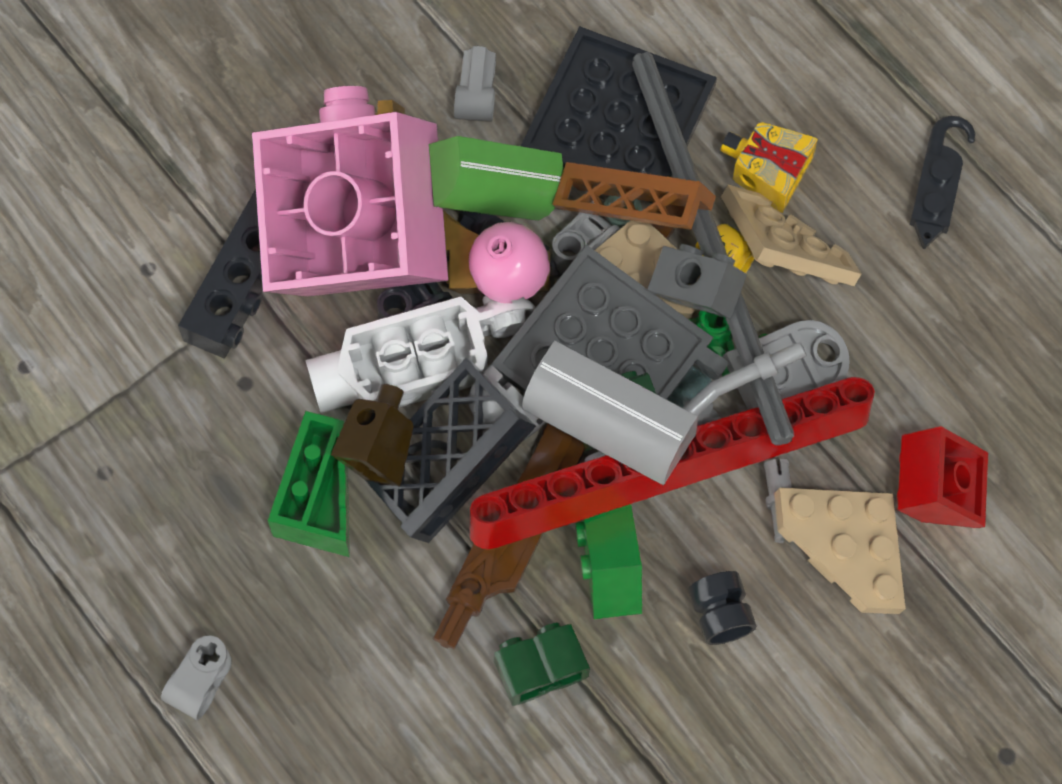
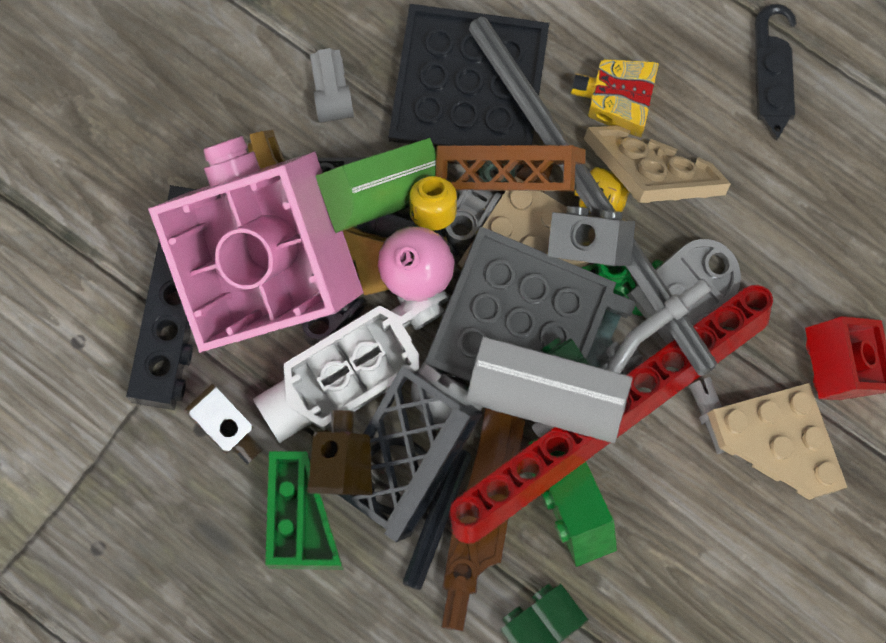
camera: 15 degrees left, 10 degrees up
(262, 364) = (214, 409): none -> torso
(454, 538) = (435, 523): none -> black axle
(546, 211) = (433, 203): none -> yellow head
(723, 612) = (689, 531): black wheel -> none

